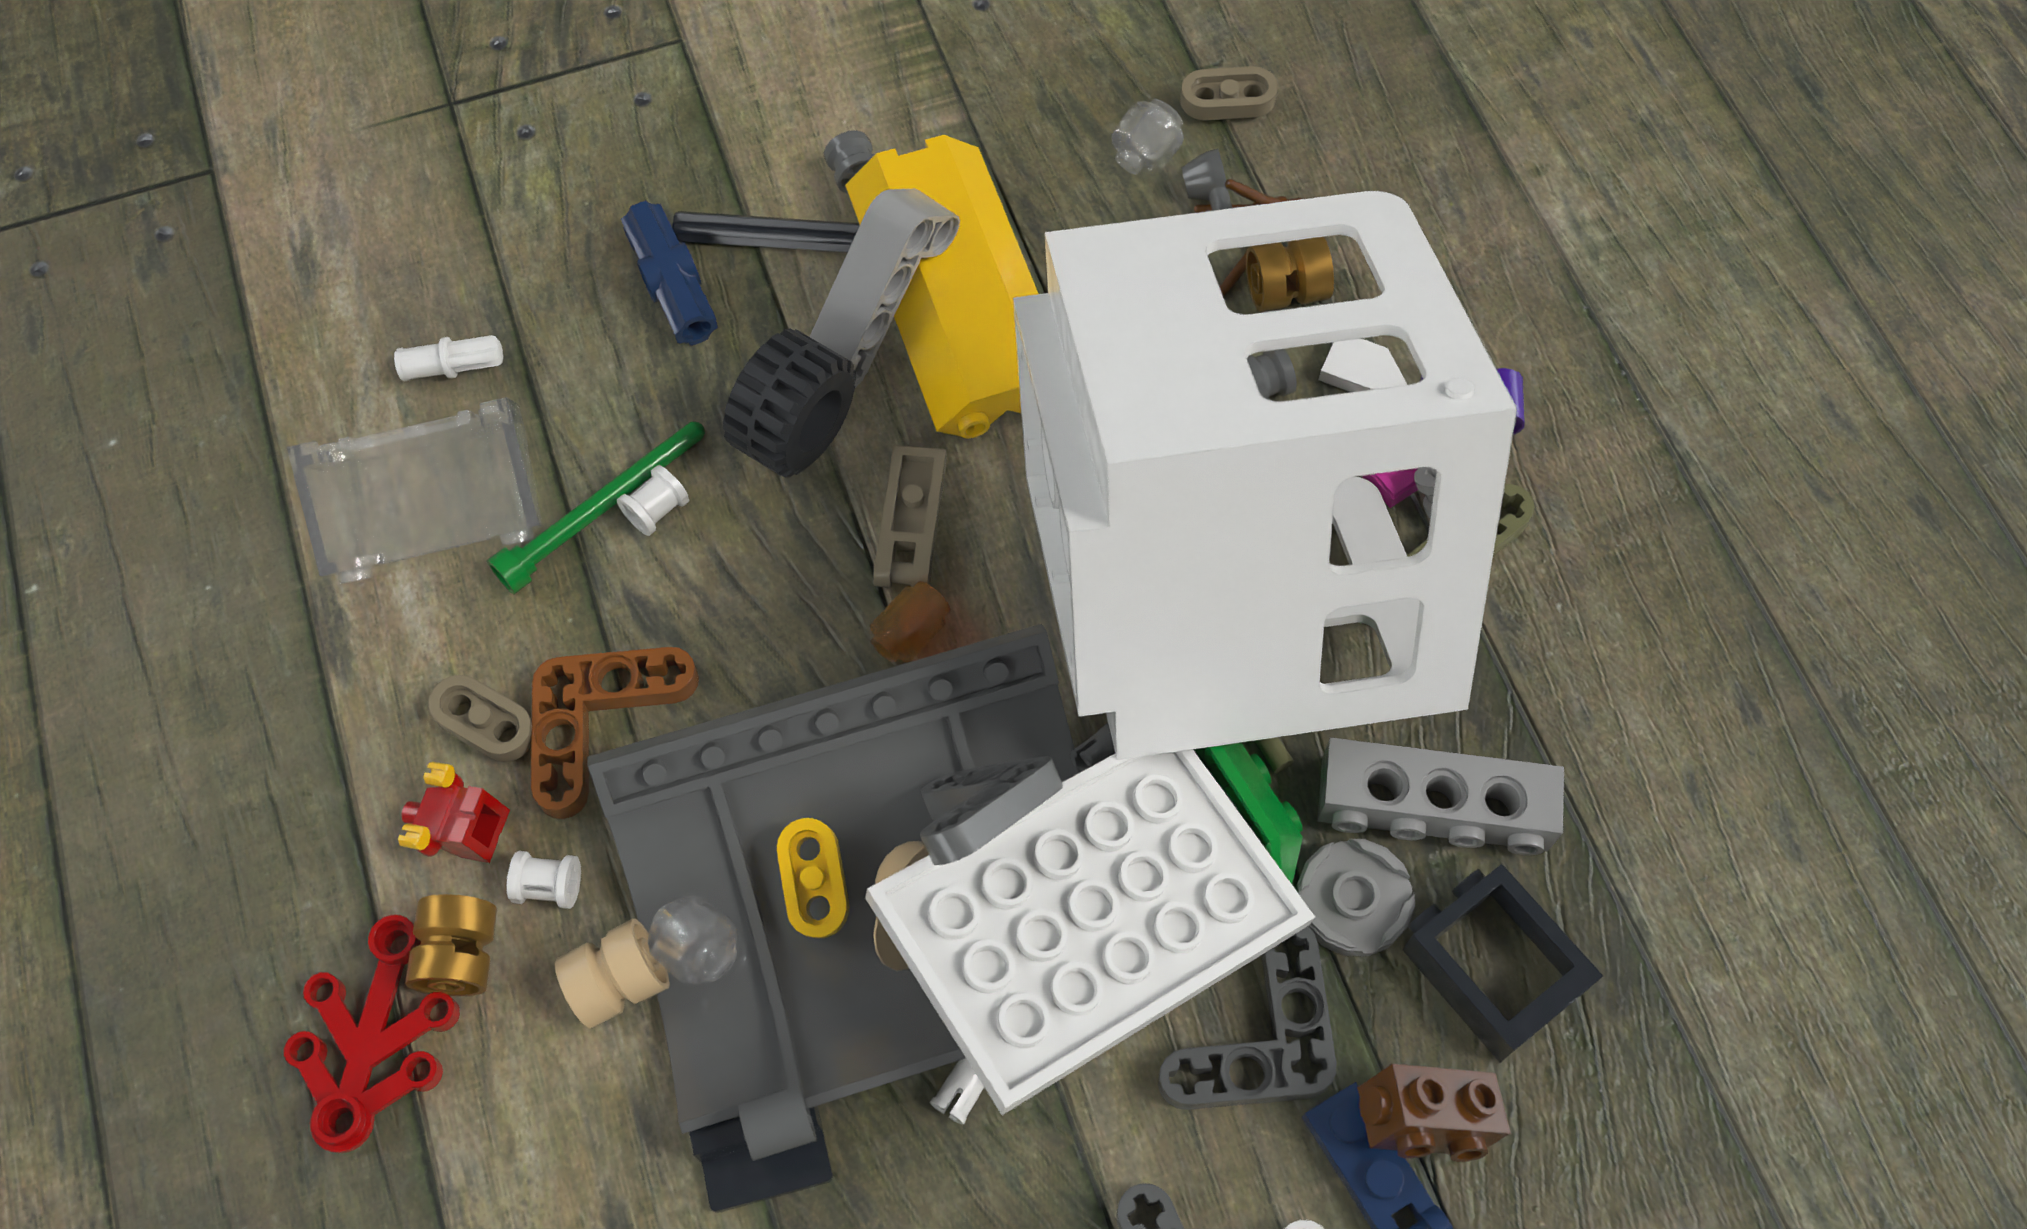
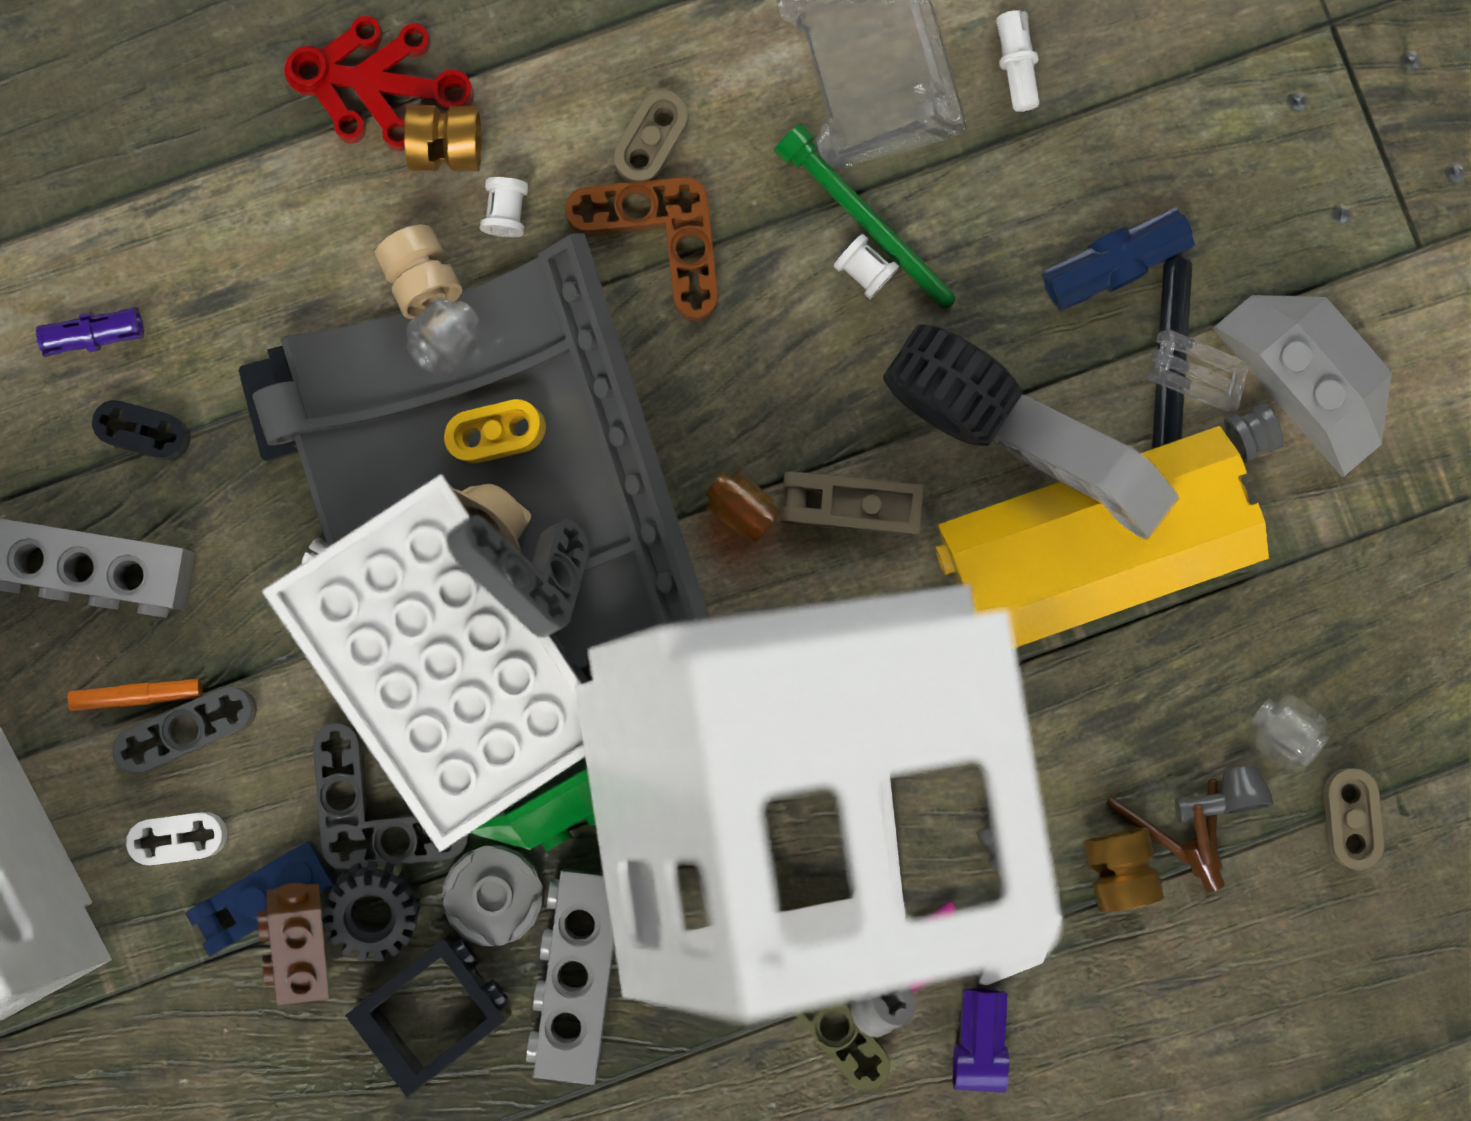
camera: 85 degrees right, 20 degrees up
(453, 818) = (555, 124): red piece -> none
(791, 118) = (1314, 371): none -> light grey wedge
(797, 207) = (1165, 359): none -> clear tile
(1407, 1006) = (367, 938): none -> black tyre

